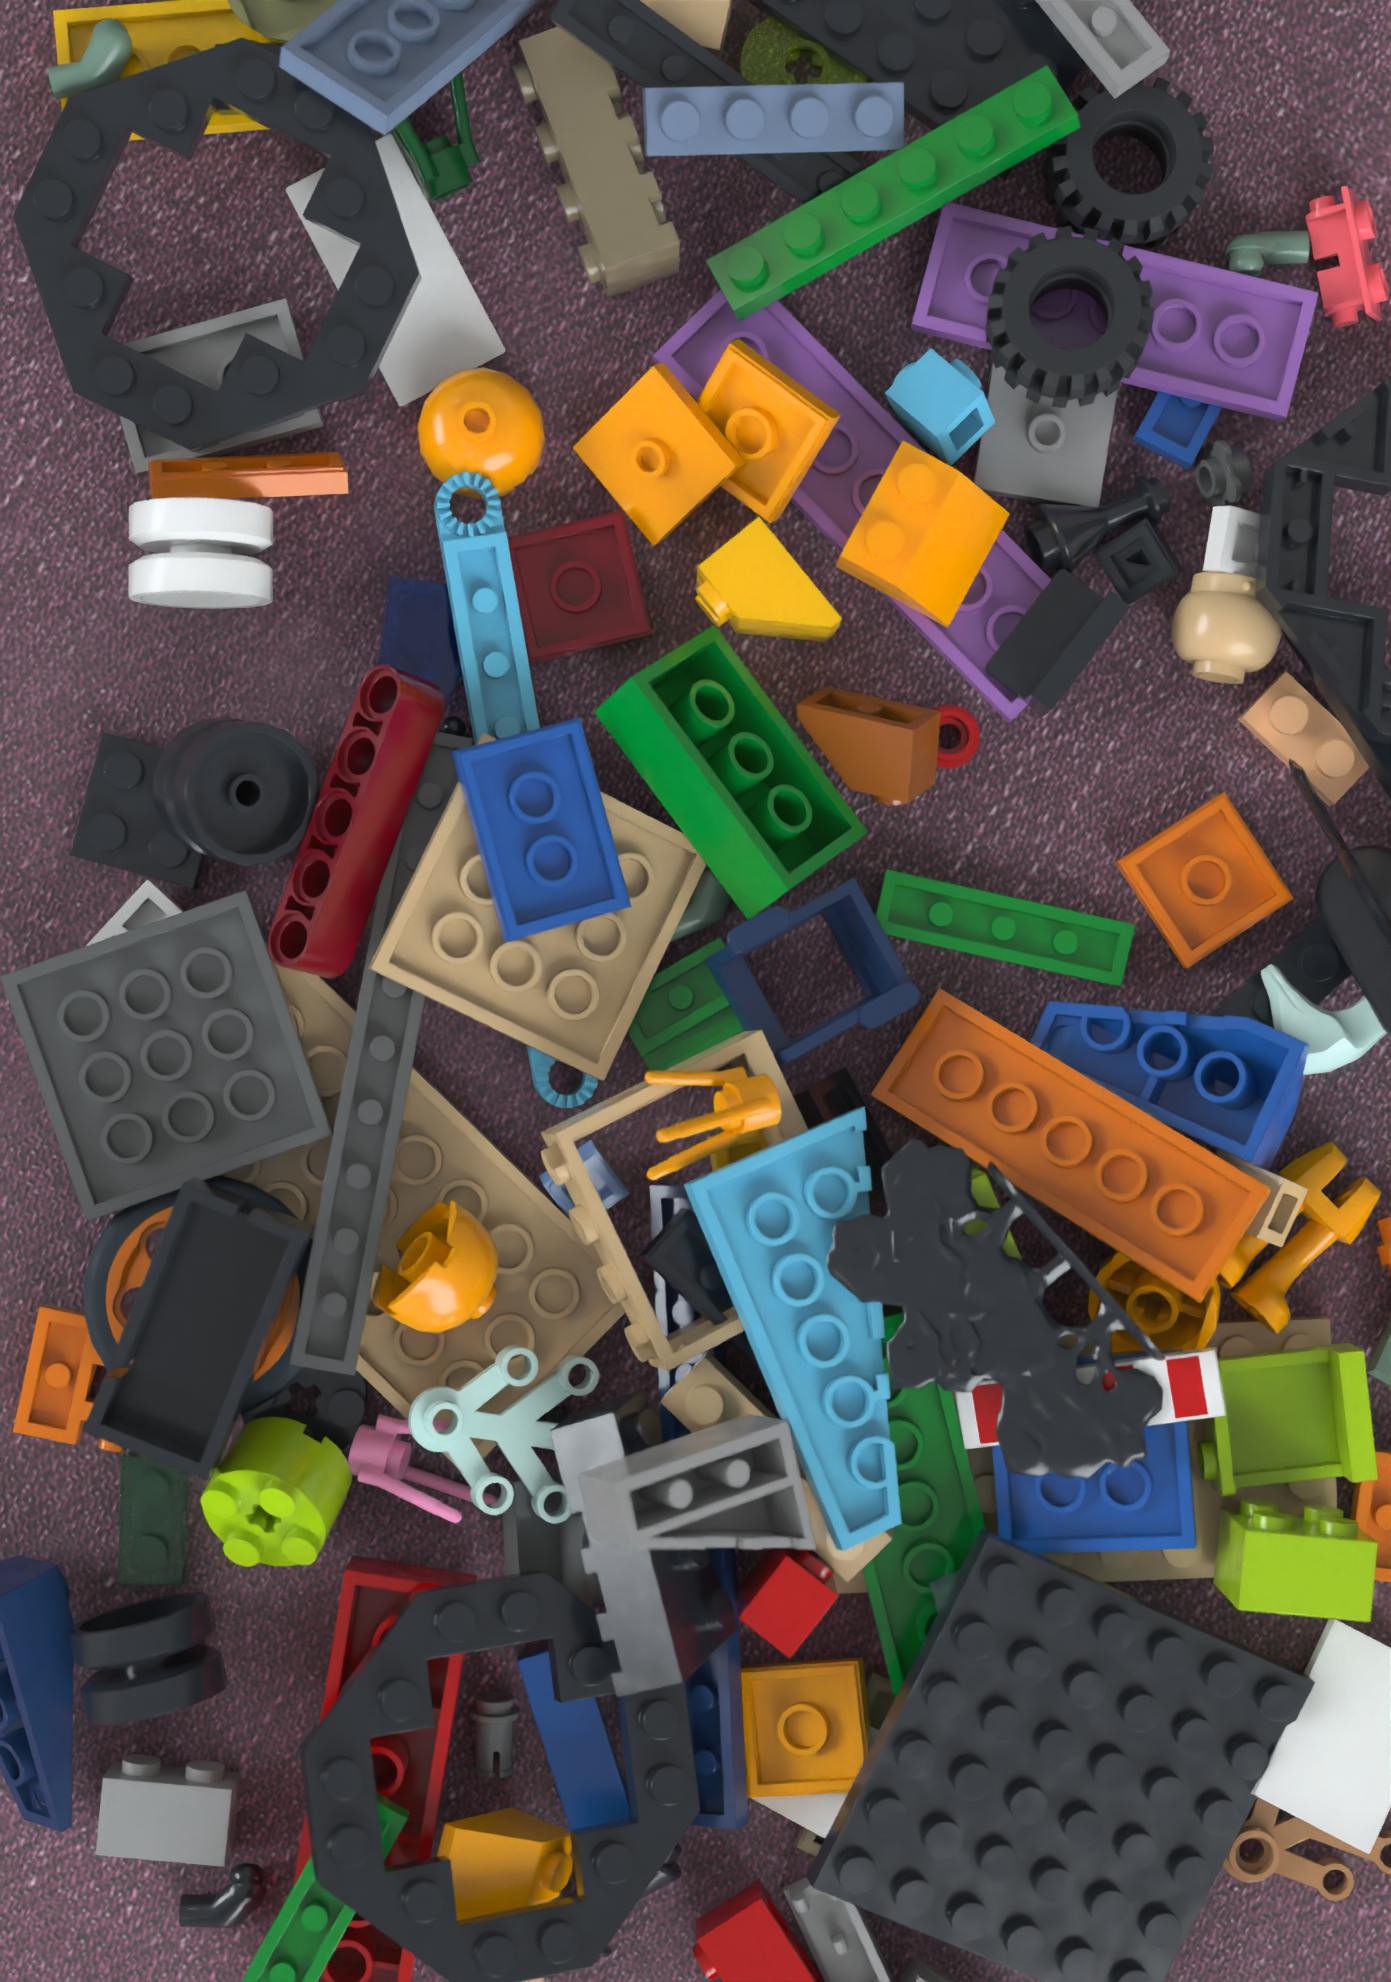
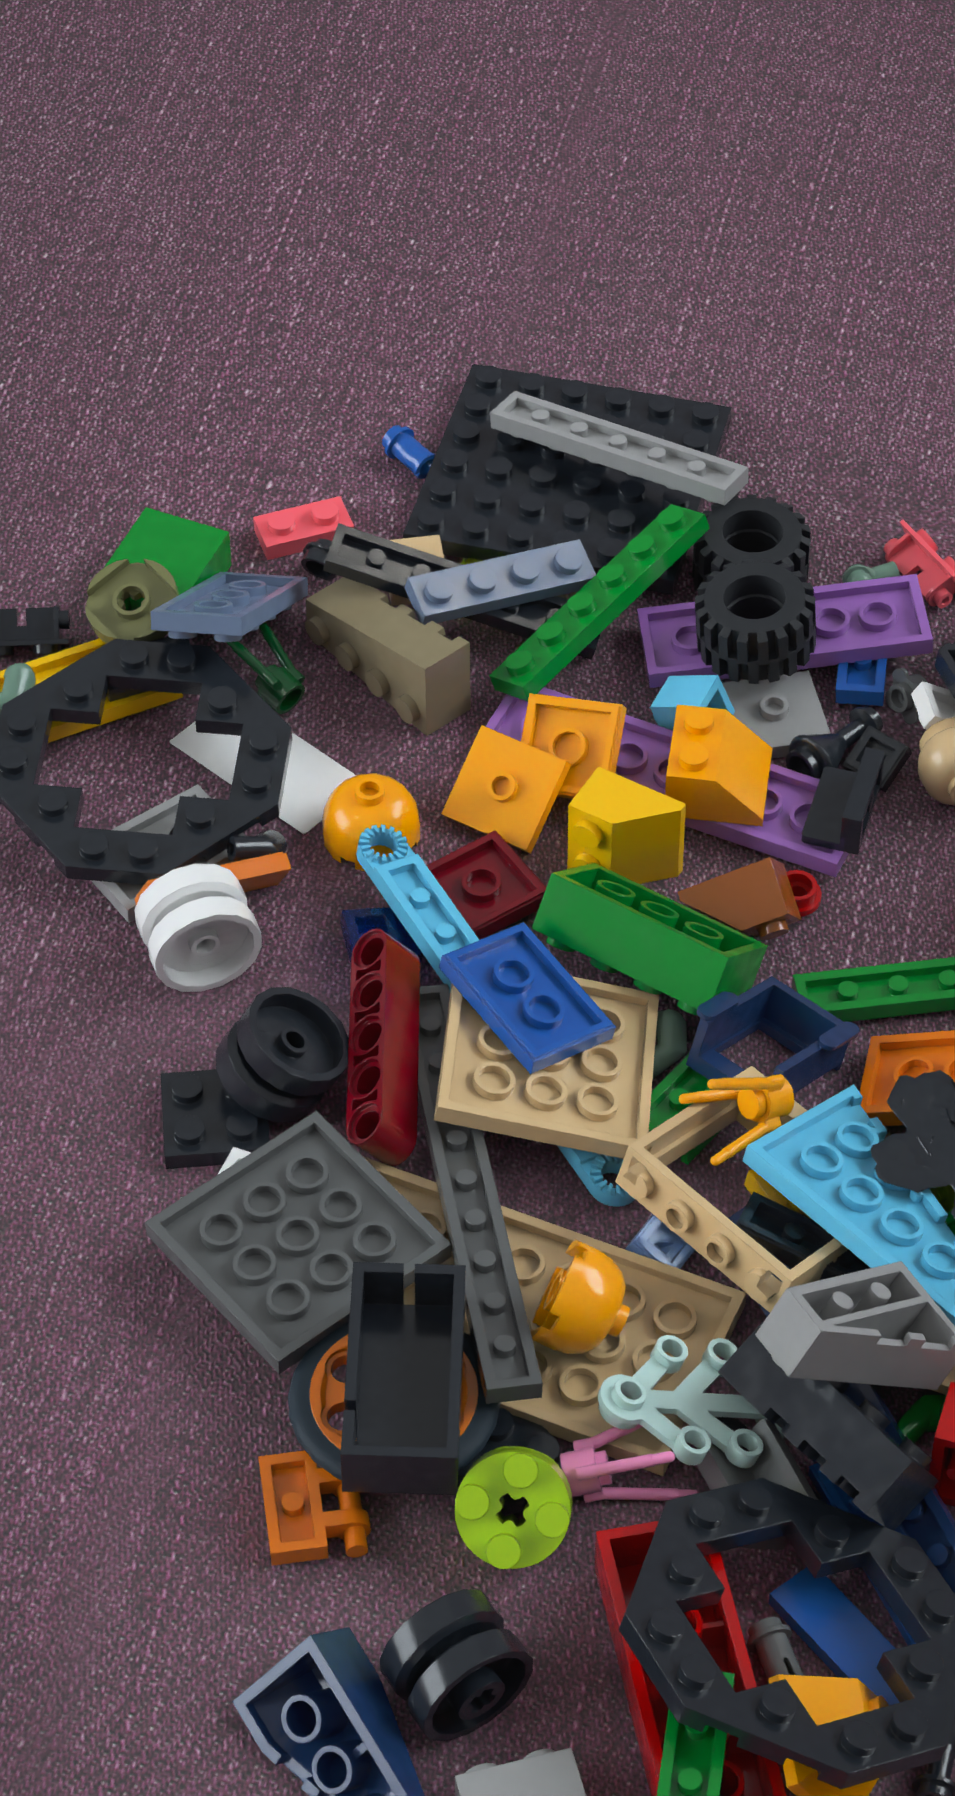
camera: 15 degrees left, 40 degrees down
(152, 1522) = (405, 1577): clear green plate -> none
(329, 437) = (249, 847): none -> black arm

